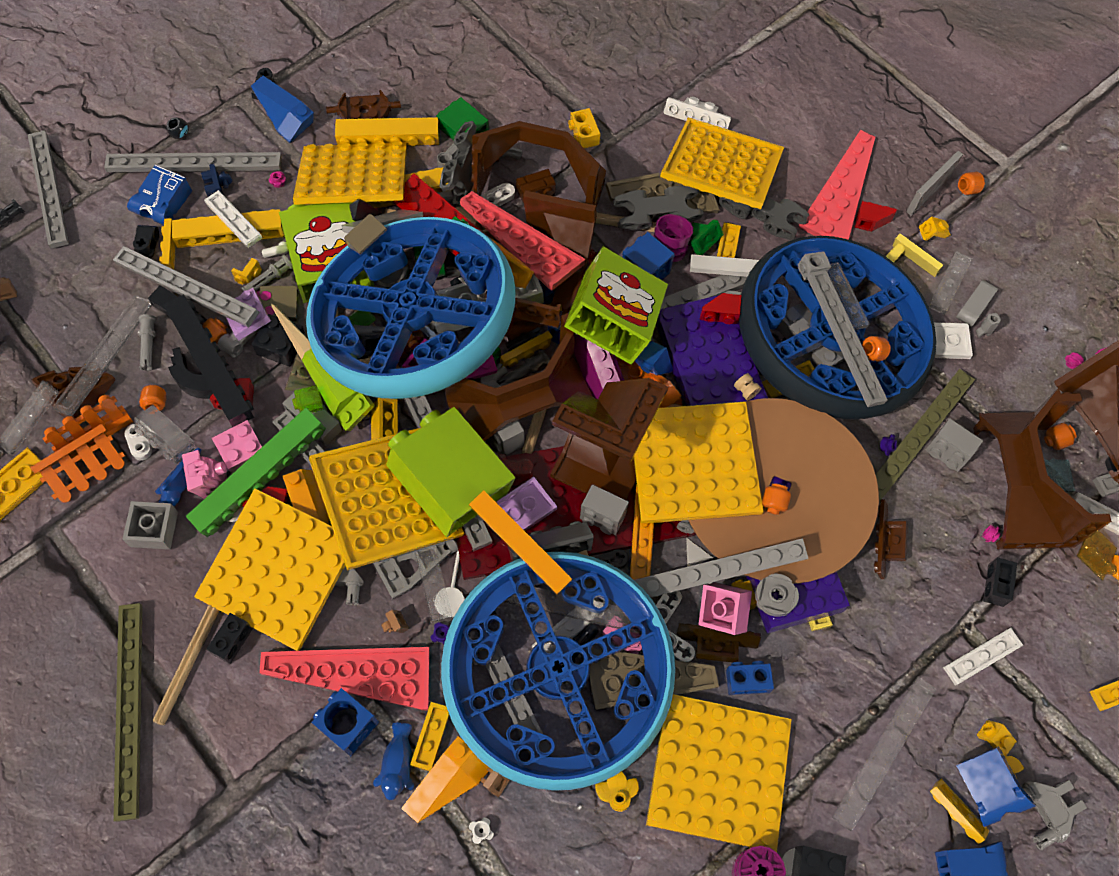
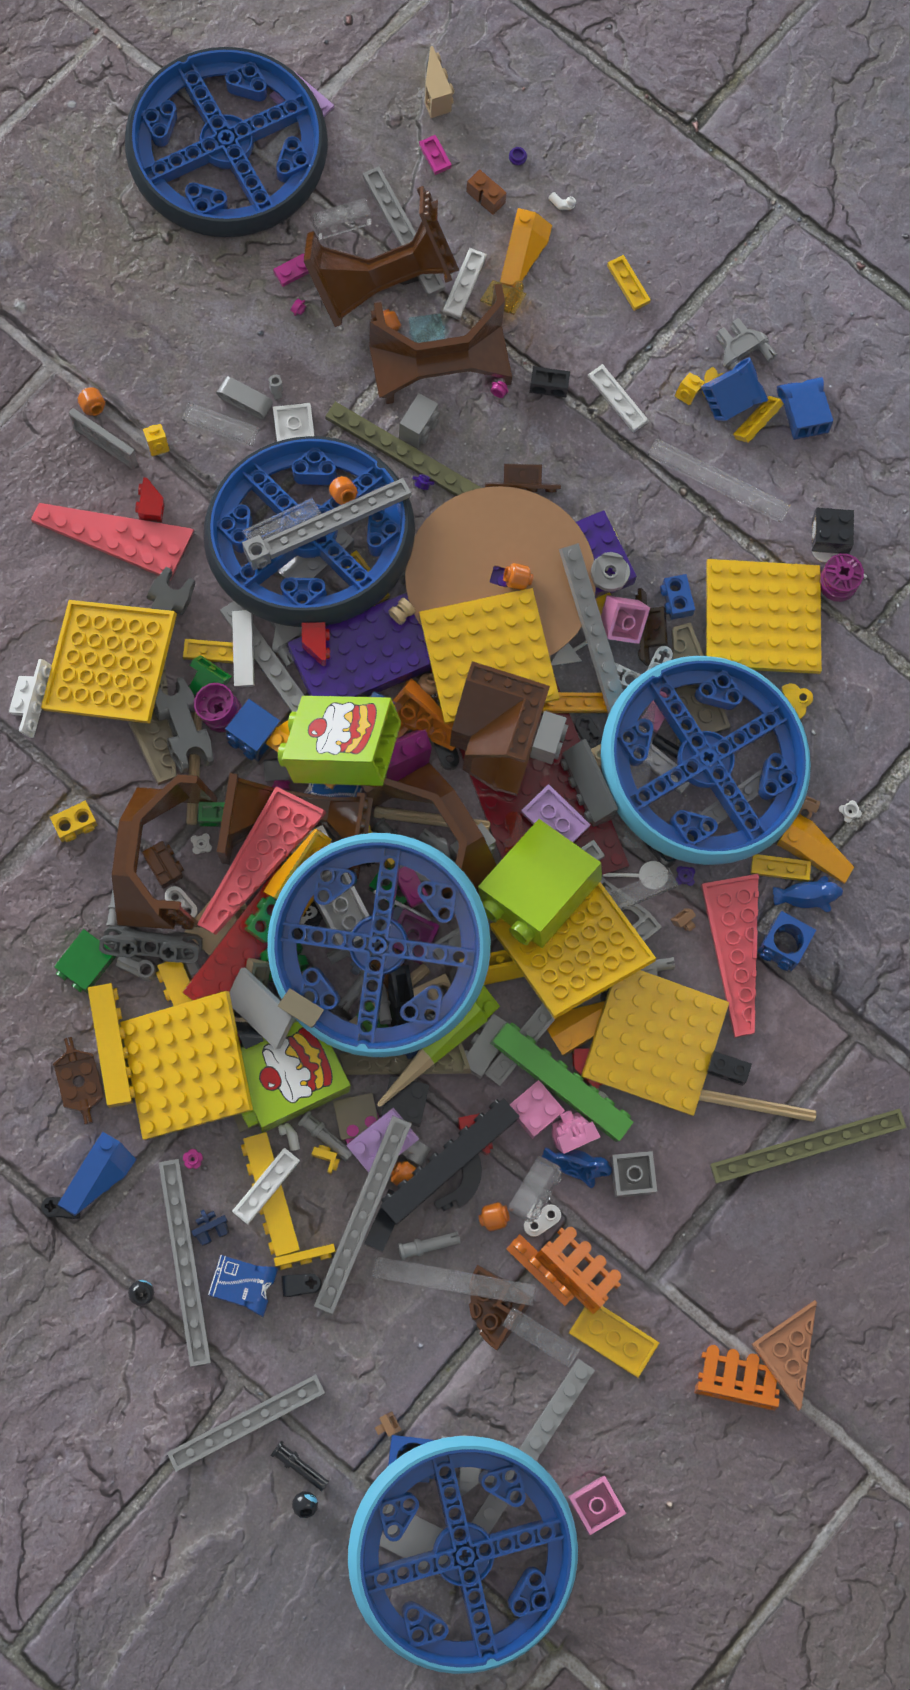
camera: 105 degrees left, 10 degrees up
(308, 398) = (479, 1046): clear neon green brick -> none
(520, 542) = (608, 800): light orange tile -> none
(916, 254) = (185, 470): light yellow piece -> none

